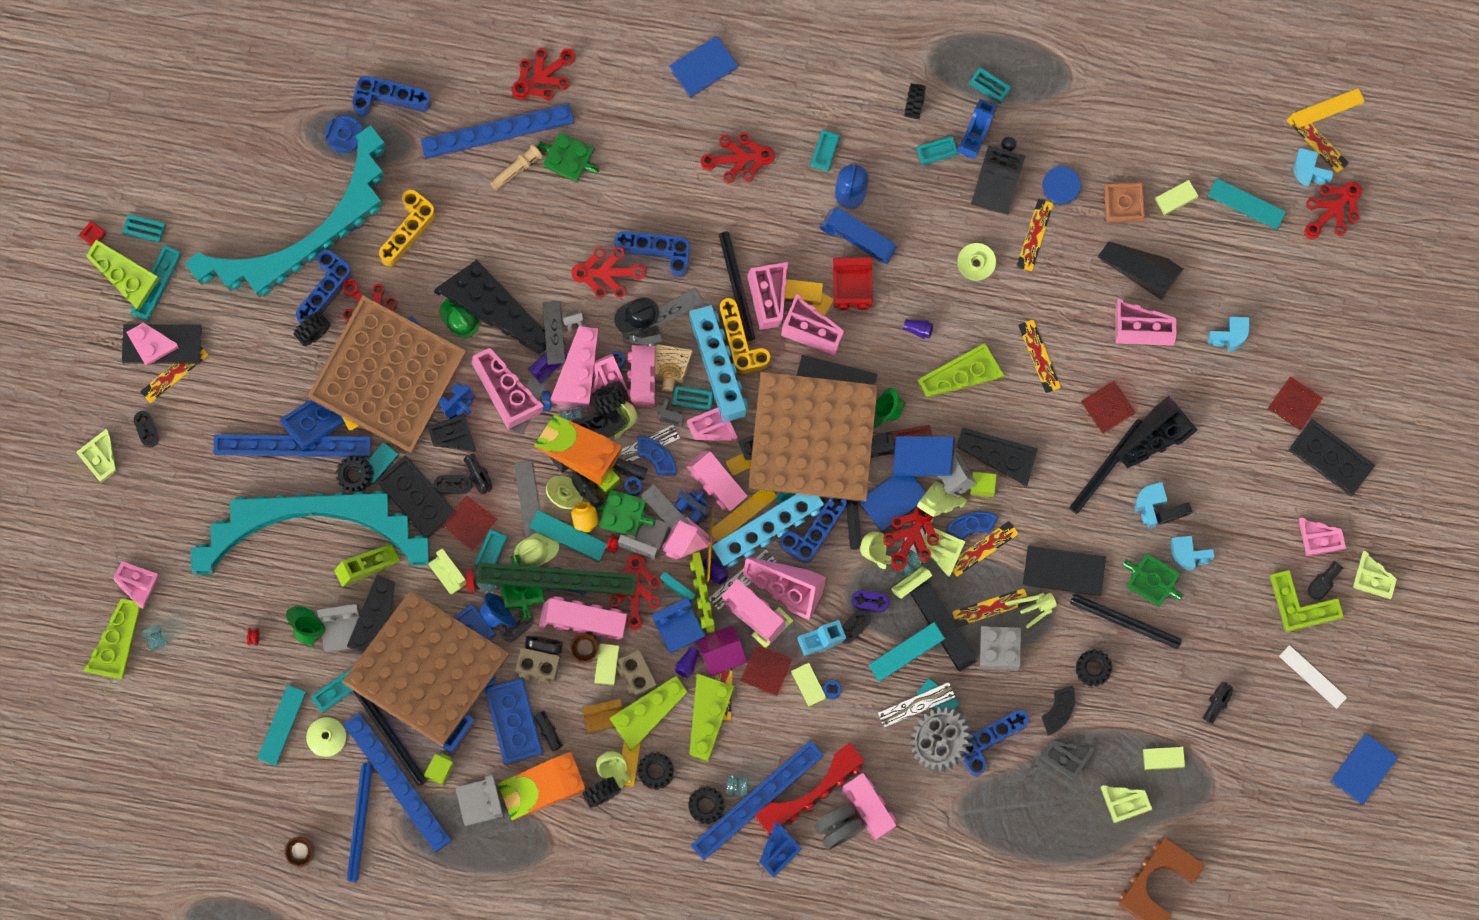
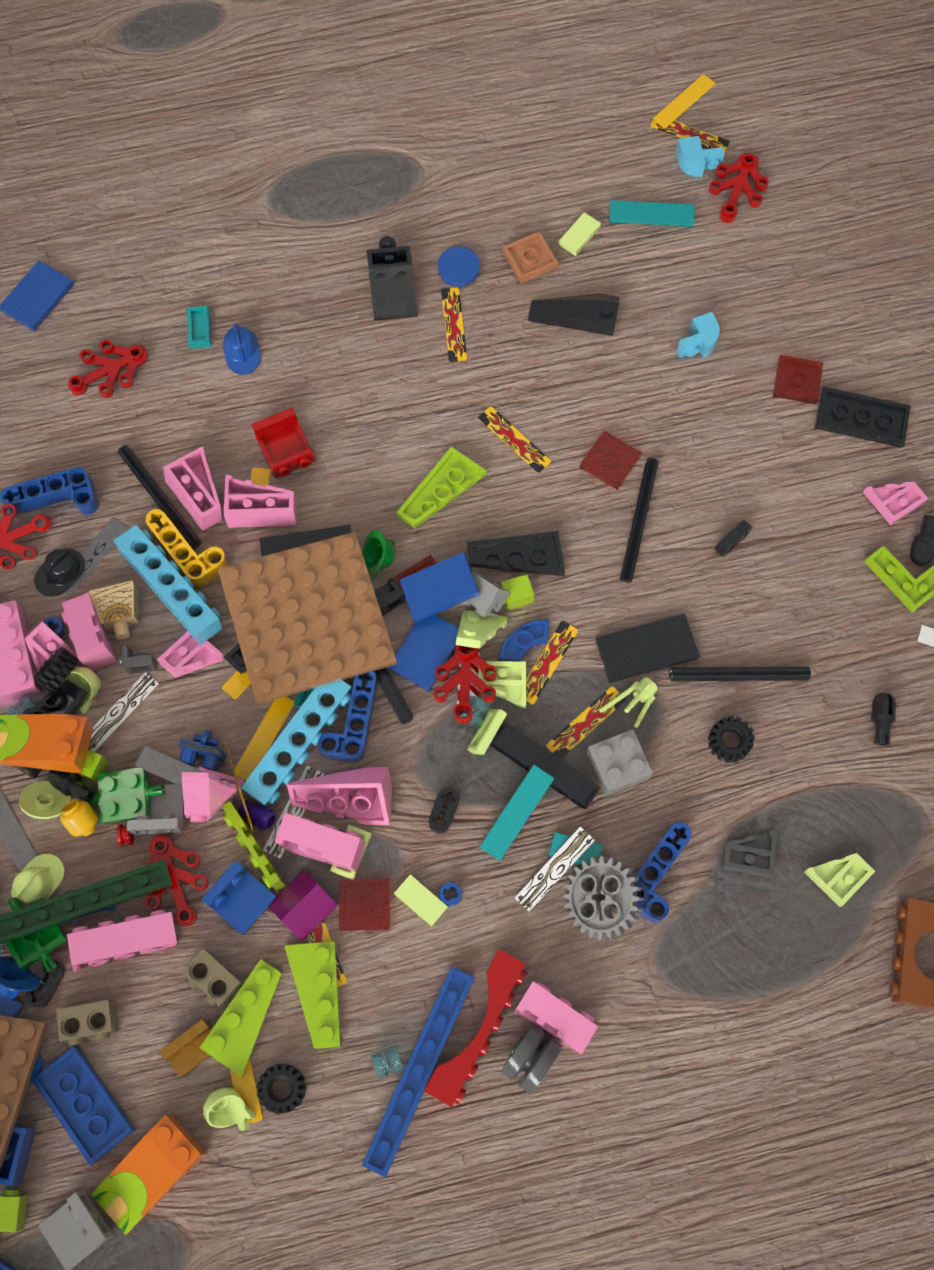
camera: 25 degrees left, 5 degrees down
(544, 645) = (85, 992): black beam -> none
(548, 731) = (130, 1097): black pin -> none
(568, 536) = (68, 848): teal tile -> none
(585, 648) = (137, 974): reddish brown hair -> none
(601, 792) = (223, 1149): black tyre -> none
(606, 664) = (171, 982): yellowish green tile -> none
(630, 468) = (112, 740): black pin -> none
(638, 484) = (119, 753): blue bush -> none
(646, 336) = (78, 586): dark grey wing -> none
(657, 454) = (139, 712): blue tile -> none
(677, 587) = (221, 853): teal tile -> none
(687, 663) = (267, 939): dark purple cone -> none
(694, 399) = (159, 642): teal tile -> none
(701, 793) = (376, 1104): black tyre -> none
(716, 480) = (218, 712): bright pink wedge -> none
(778, 850) = (471, 1122): blue wing -> none
(808, 291) = (240, 470): yellow tile -> none
(822, 638) = (413, 840): medium azure brick -> none
(859, 234) = (268, 390): blue beam -> none
(868, 606) = (448, 767): dark purple beam -> none
(874, 549) = (429, 712): yellowish green piece -> none
(915, 101) = (272, 240): black tyre -> none
(920, 328) = (376, 459): dark purple cone -> none
(937, 150) = (316, 283): teal tile -> none
(977, 129) = (349, 242): blue arch -> none
(980, 253) = (405, 362): yellowish green dish -> none
(1007, 88) = (342, 206): teal tile -> none
(1061, 710) = (717, 804): black tile -> none
(1143, 326) = (608, 364): bright pink wedge -> none
(1147, 500) = (700, 537): medium azure brick -> none
(1153, 580) = (747, 617): green plate -> none
(1159, 430) = (677, 457): black wedge -> none
(1163, 758) = (856, 807): yellowish green tile -> none
(1185, 556) = (767, 576): medium azure brick -> none

